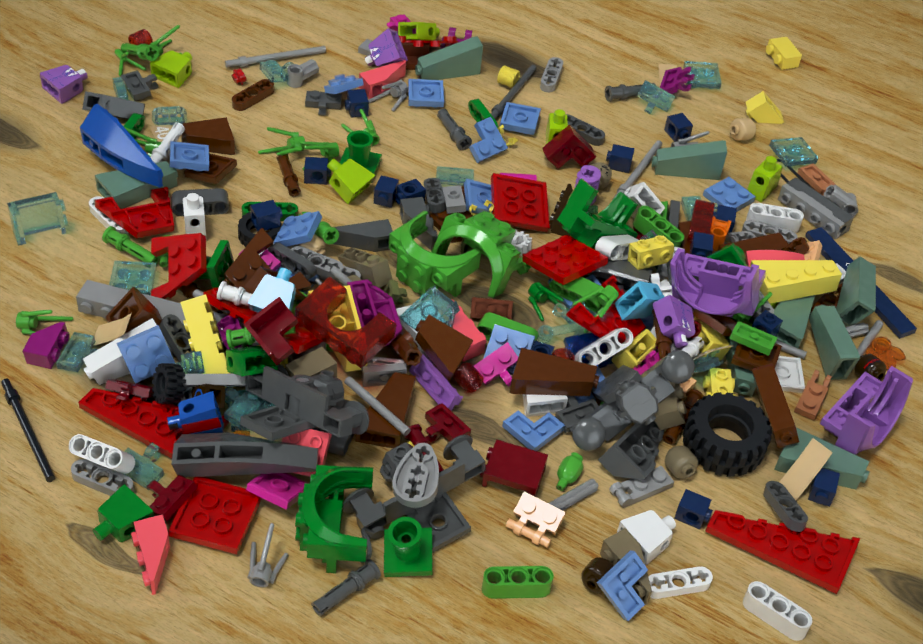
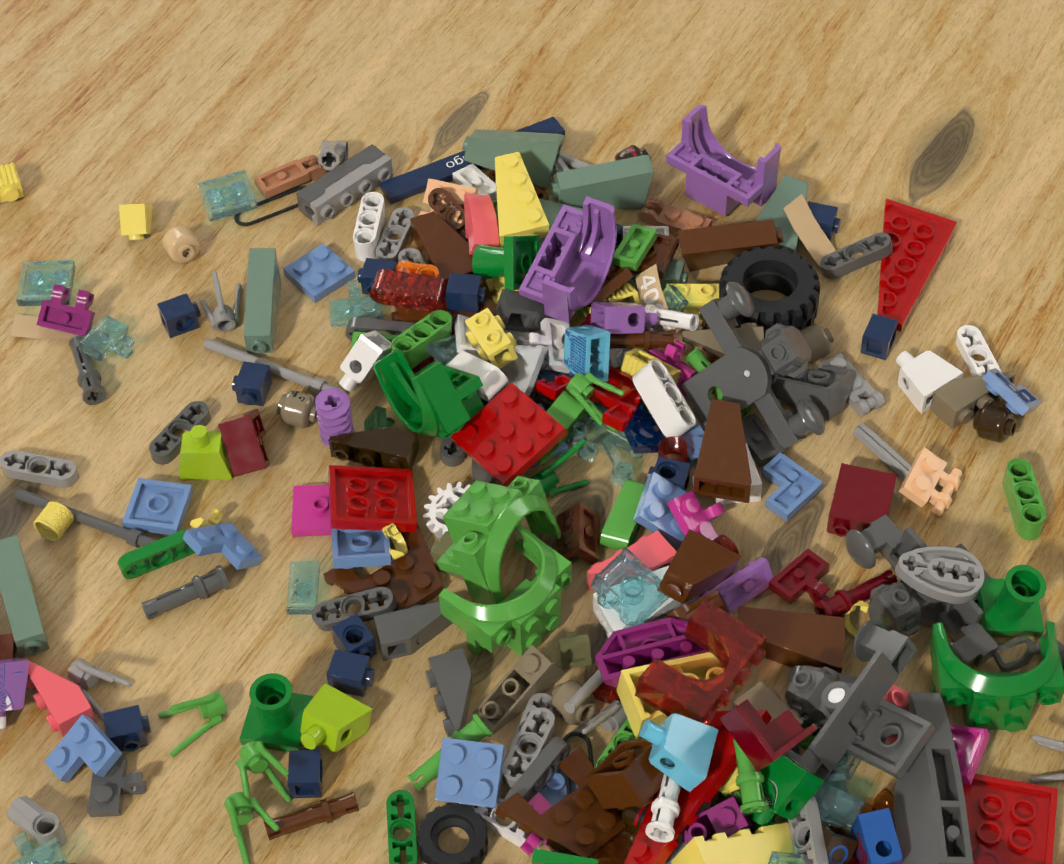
camera: 85 degrees left, 5 degrees up
(266, 215) = (446, 818): dark blue brick -> none
(380, 408) = (804, 643): light grey bar -> none
(425, 93) = (93, 634): medium blue plate -> none
(454, 199) = (368, 577): light grey plate -> none
(569, 470) = (845, 451): bright green plant -> none
(764, 602) = (997, 275): white beam -> none
(770, 173) = (297, 226): lime torso -> none
(882, 348) = (596, 149): clear orange plate -> none

